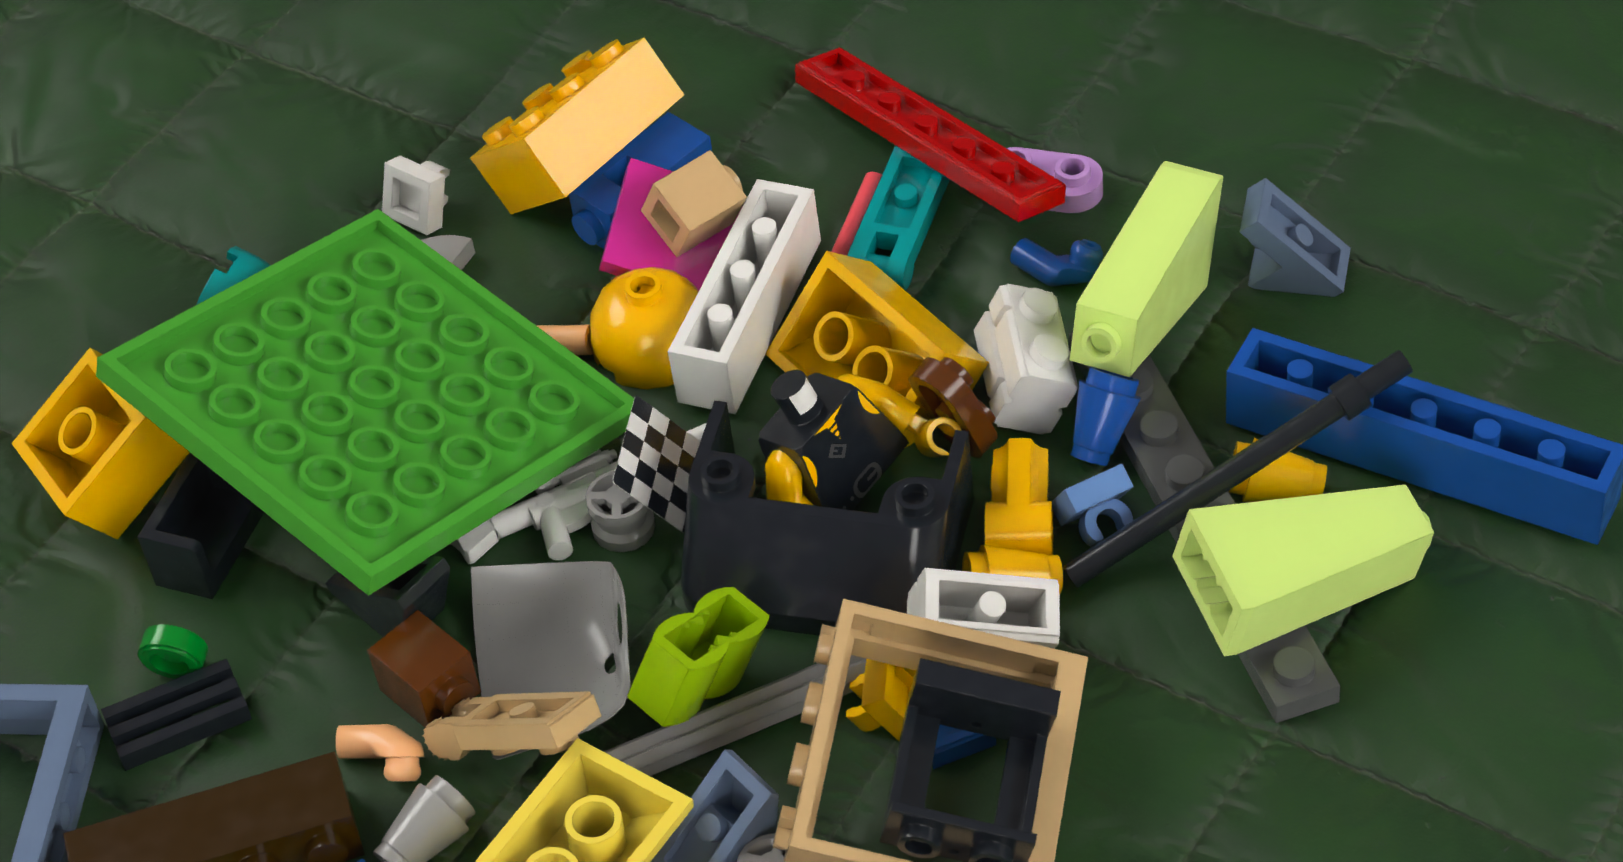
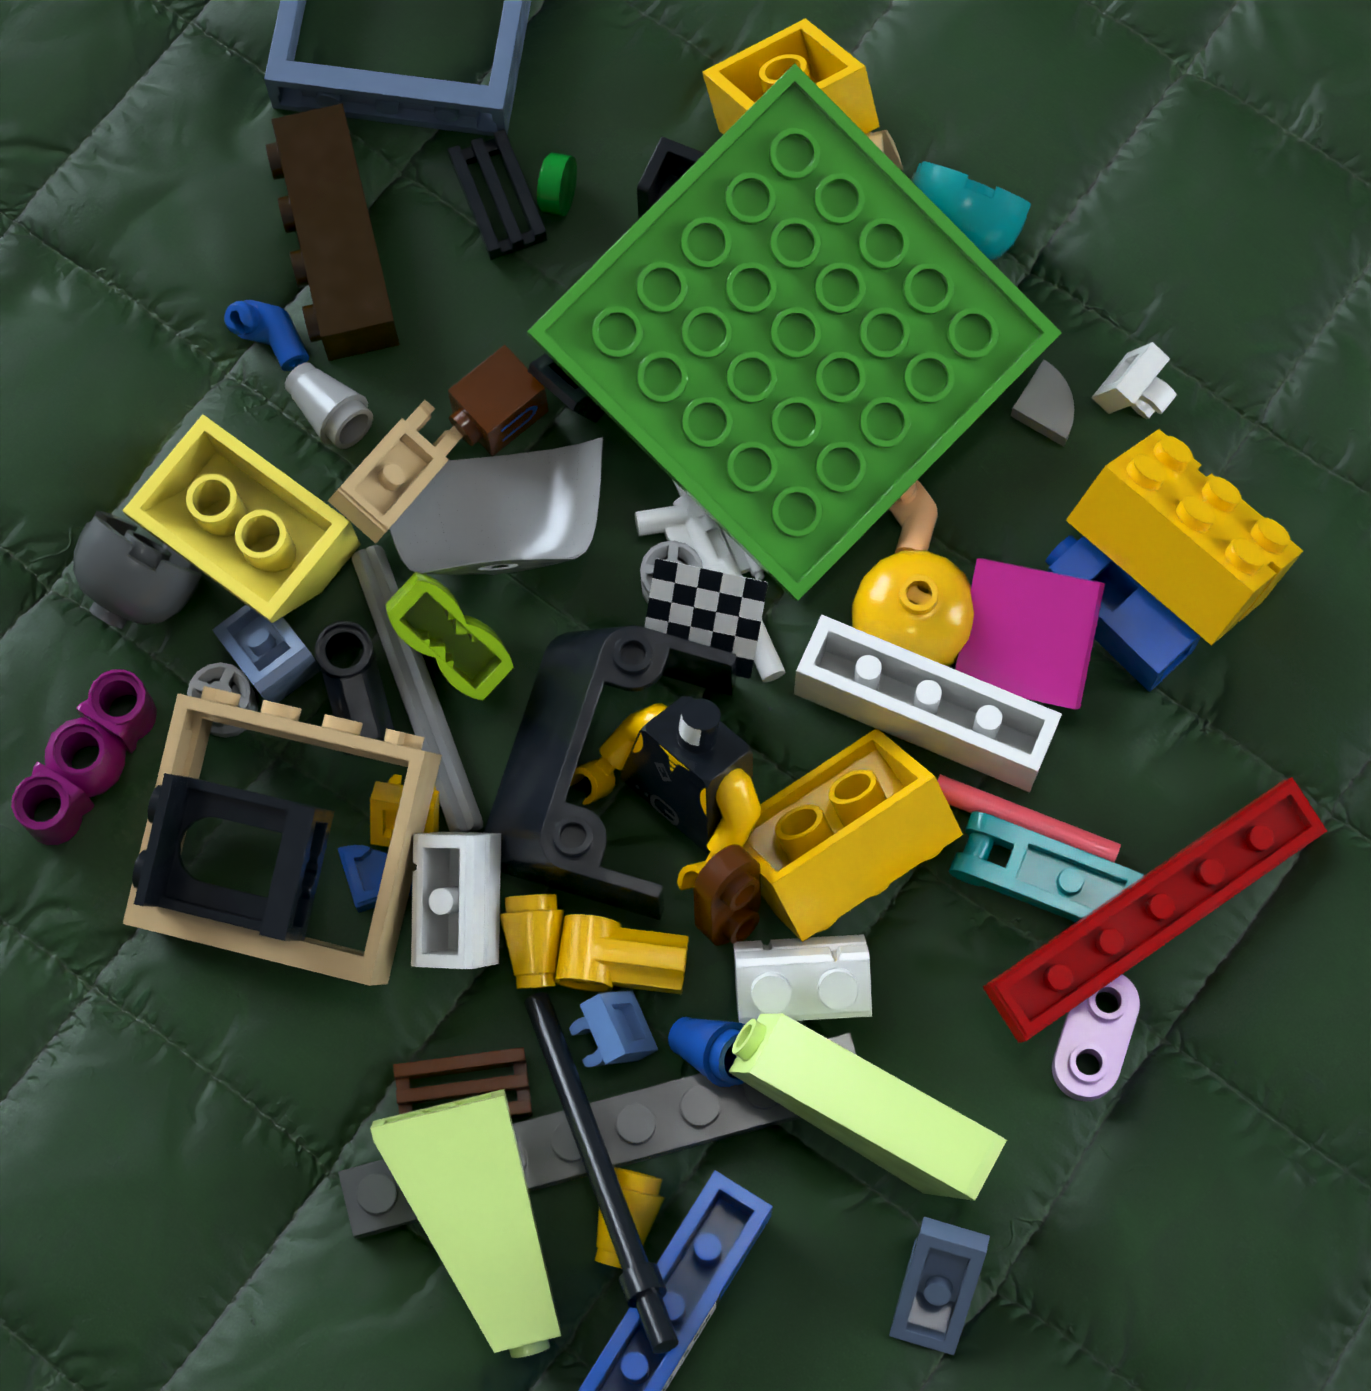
camera: 90 degrees right, 25 degrees up
(379, 742) = (428, 375): light nougat arm -> none
(694, 203) = (1033, 649): tan brick -> none
(762, 746) = (358, 690): none -> black piece
(1058, 269) = (954, 1036): blue arm -> none
(1160, 584) = (513, 1057): none -> reddish brown tile

